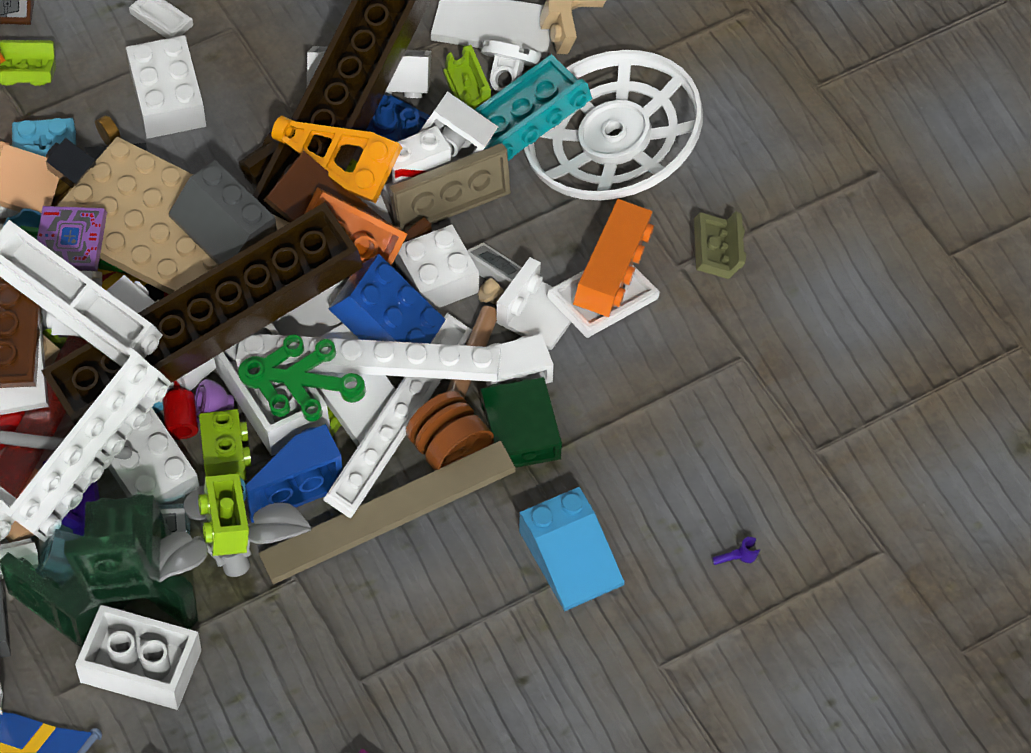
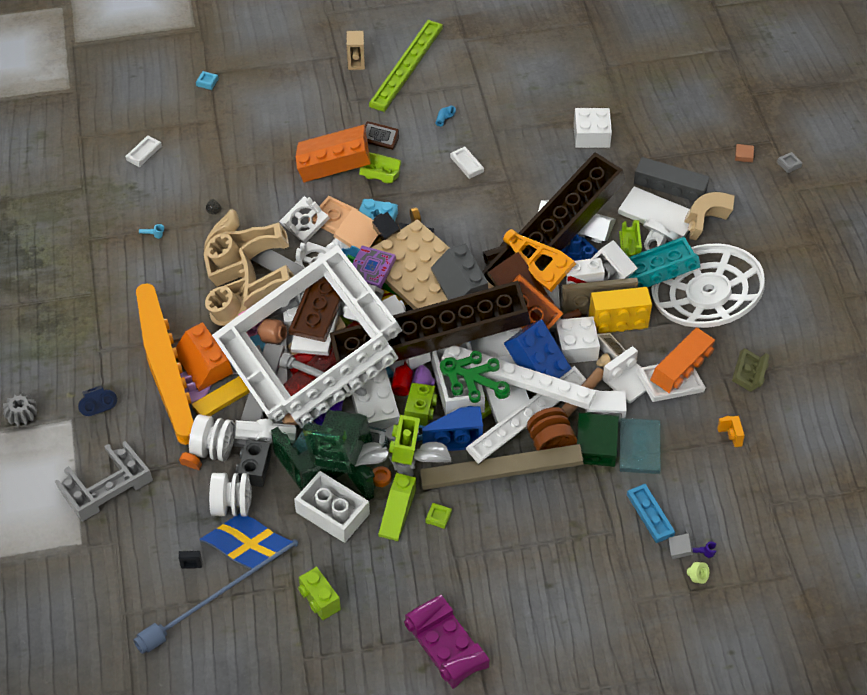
camera: 20 degrees right, 5 degrees down
(166, 86) = (455, 200): white brick -> none
(202, 580) = (382, 476): none -> orange tile
(243, 625) = (397, 506): none -> lime slope
(312, 620) = (438, 515): none -> lime tile
(491, 201) = (620, 309): none -> yellow brick
(570, 548) = (602, 518): dark azure slope -> none
(589, 414) = (640, 446): none -> clear light blue tile
(641, 519) = (650, 513): none -> dark azure plate
(703, 557) = (680, 546): none -> light grey tile
(725, 347) = (733, 426): none -> light orange bracket
(744, 592) = (698, 572): none -> yellowish green tile

